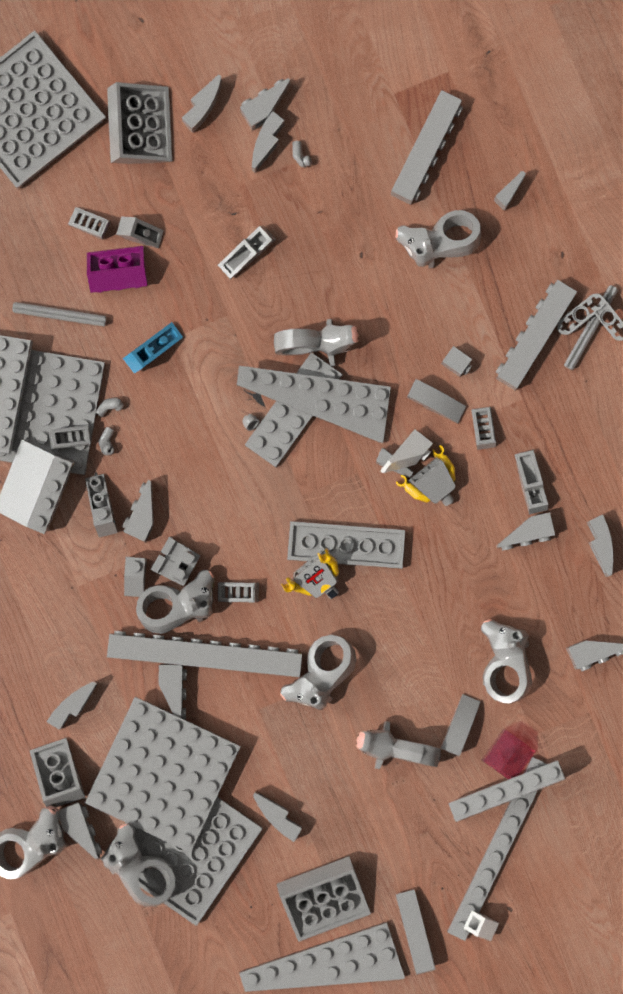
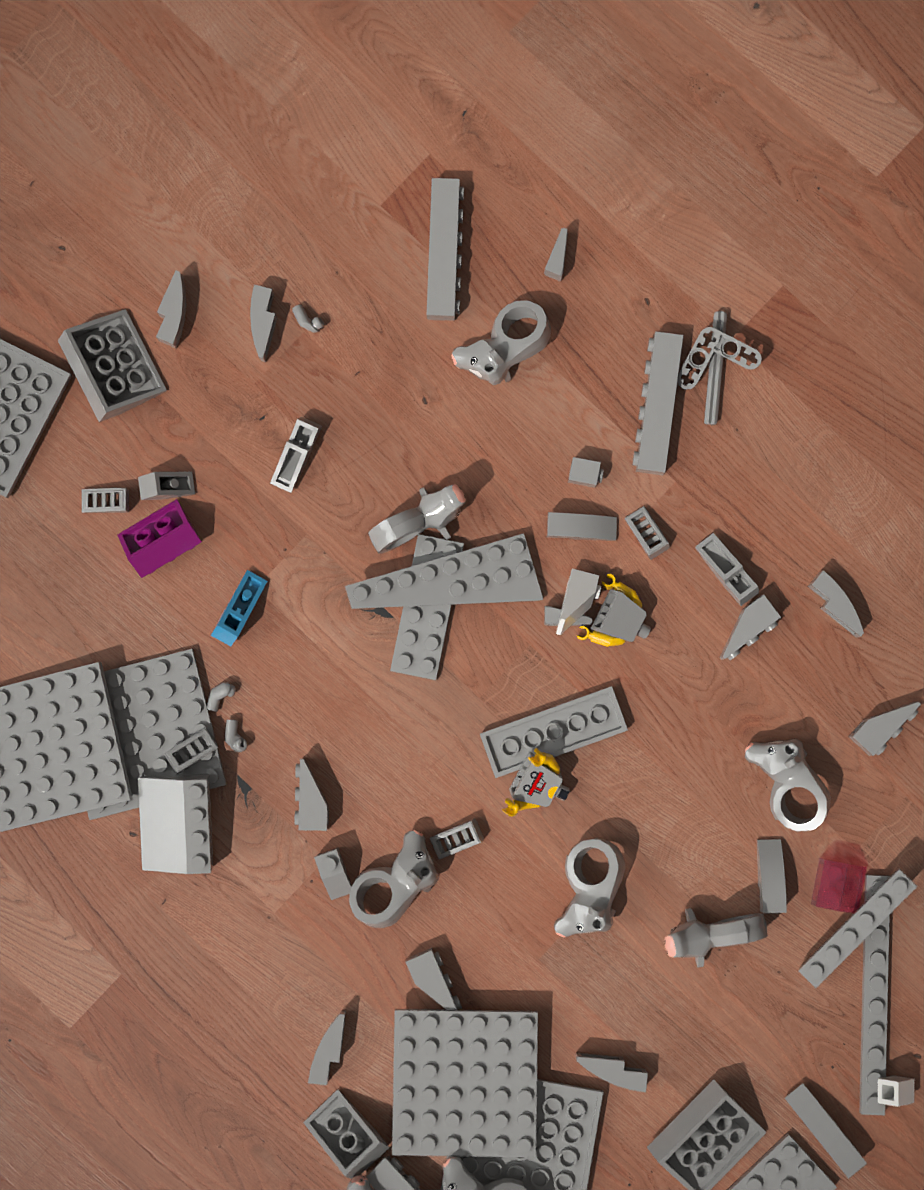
camera: 20 degrees left, 0 degrees up
(60, 314) = (117, 617): light grey axle -> none
(101, 506) = (260, 811): light grey slope -> none
(174, 555) = (371, 837): light grey hips -> none
(204, 655) = (450, 927): light grey brick -> none
(250, 422) = (385, 642): light grey hinge -> none
(258, 109) = (238, 288): light grey slope -> none

